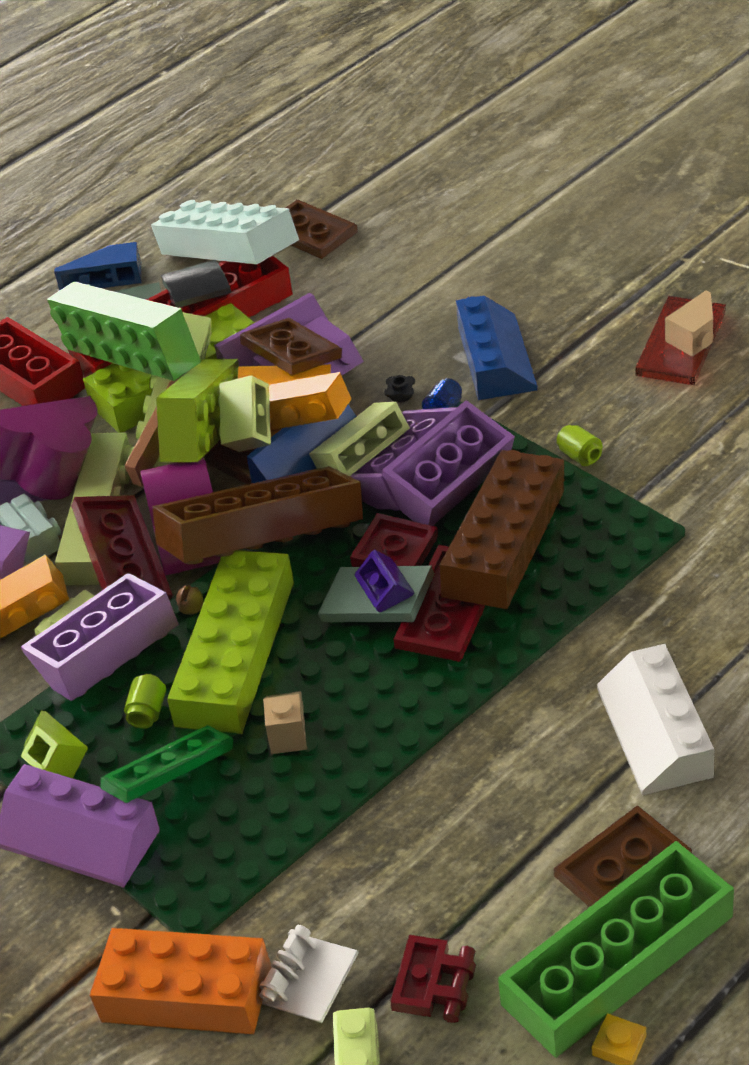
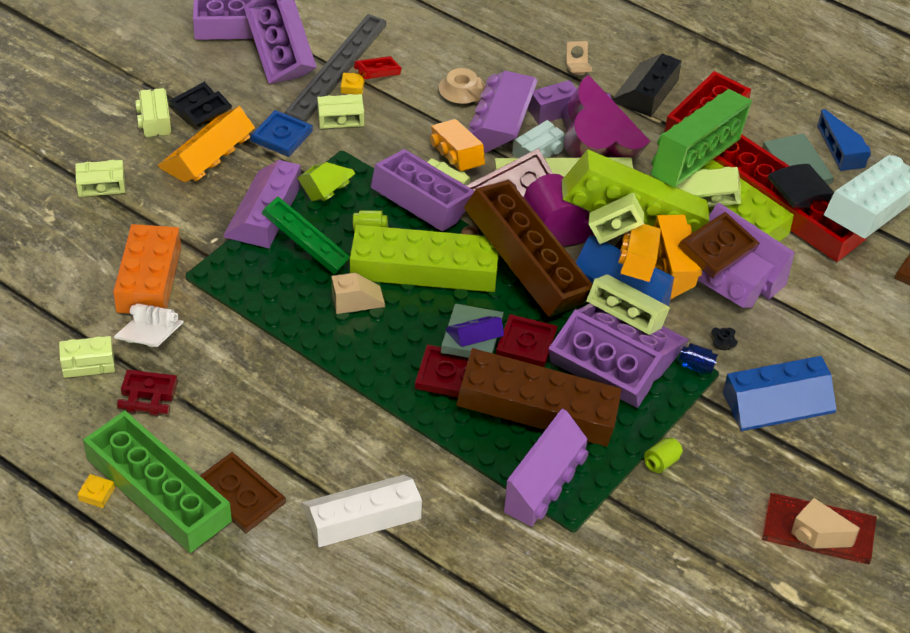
camera: 75 degrees right, 5 degrees up
(617, 533) = (545, 470): none -> medium lavender slope

